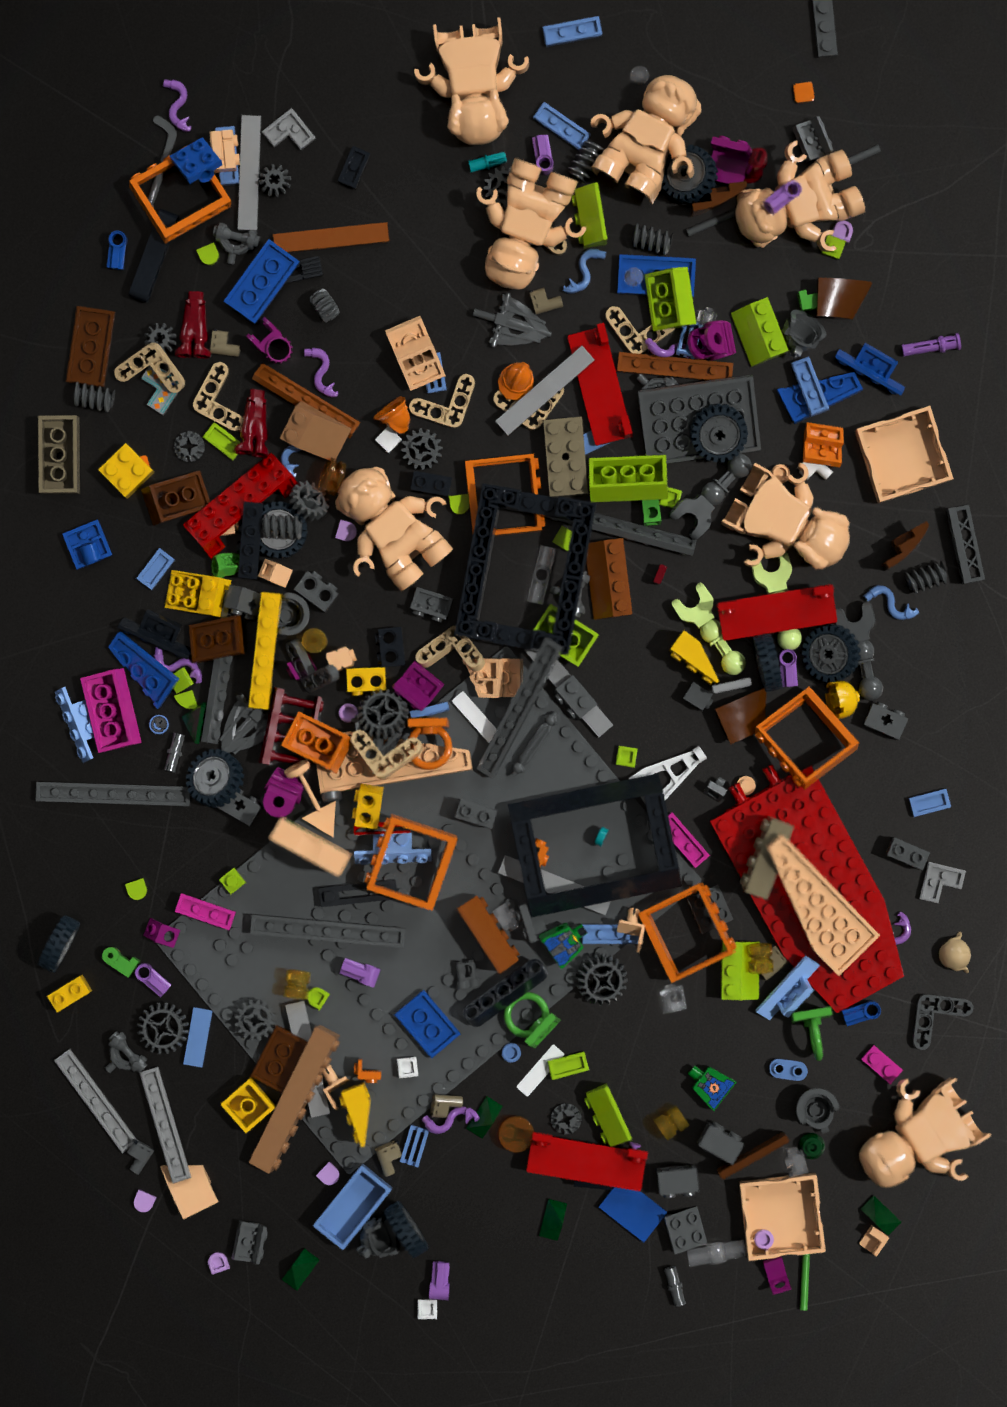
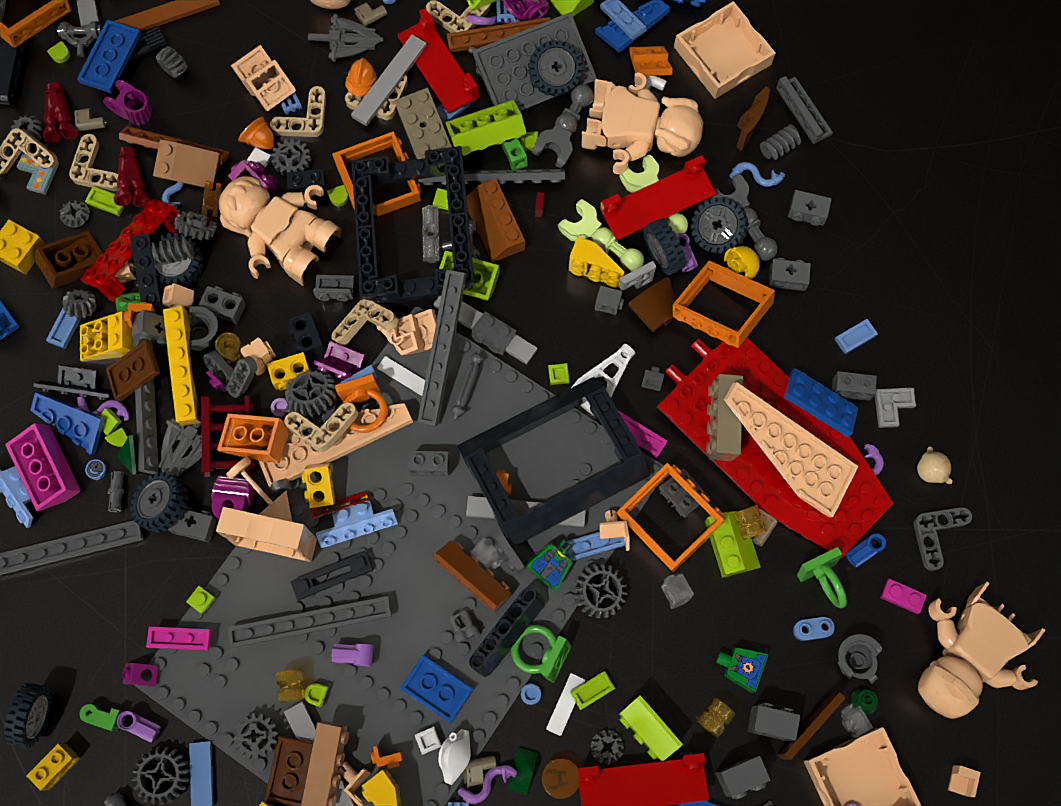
camera: 15 degrees left, 15 degrees down
(137, 889) = (106, 637): lime tile -> none
(177, 551) = (79, 303): none -> dark grey gear
(238, 580) = (135, 308): none -> orange bracket
(319, 353) = (192, 134): medium lavender animal -> none
(346, 531) = (238, 247): lavender tile -> none
(383, 842) = (339, 532): orange window -> none
(384, 461) = (254, 169): none -> magenta bracket
(428, 1088) = (454, 755): none -> white hat
(602, 834) = (557, 451): teal tile -> none
(747, 784) = (682, 365): light nougat plate -> none
(790, 991) = (790, 548): light blue bracket -> none
(867, 862) = (821, 402): none -> blue plate
(880, 1215) = (959, 752): dark green slope -> none
(924, 647) = (803, 201): none -> dark grey brick

